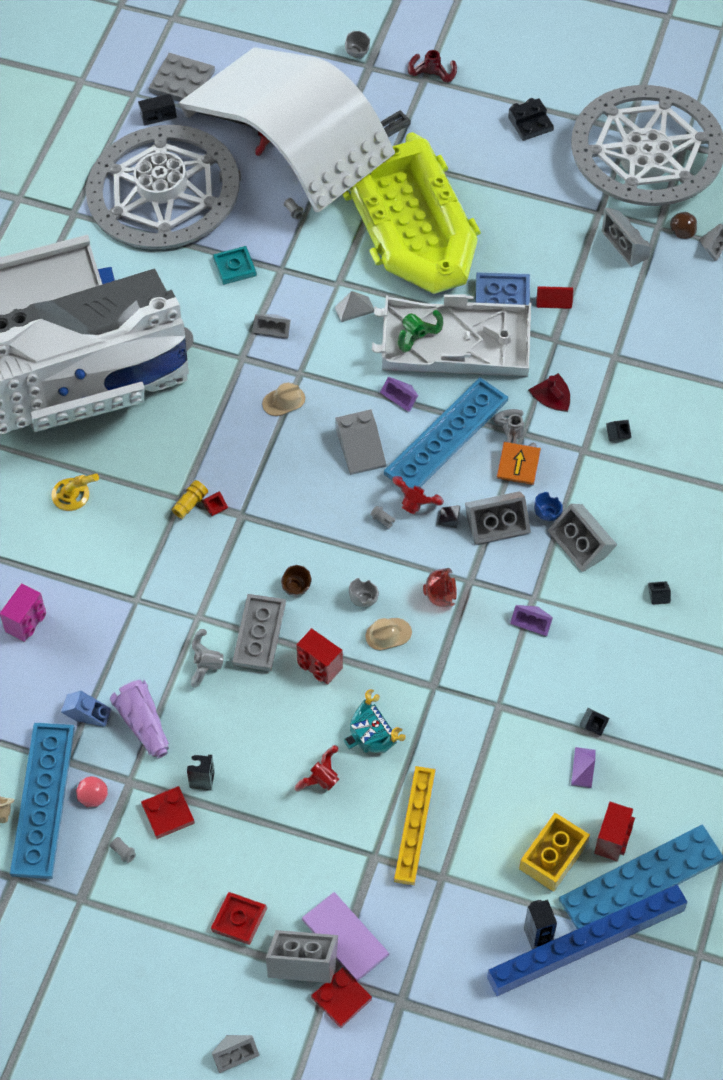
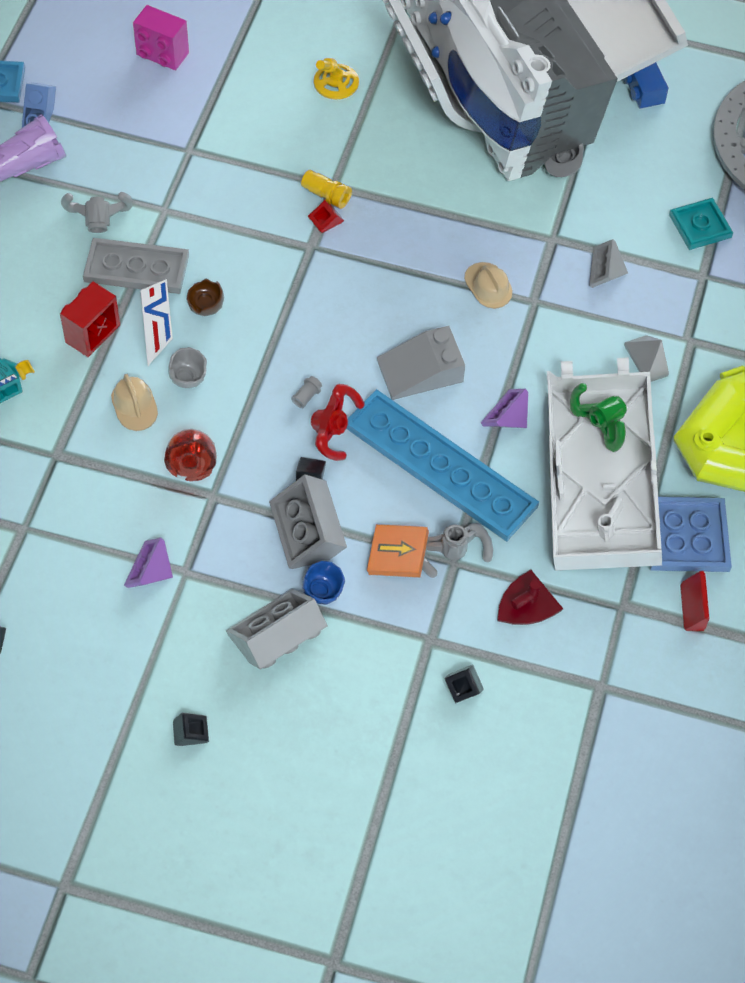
camera: 85 degrees right, 0 degrees up
(311, 617) = (156, 319): none -> white sticker

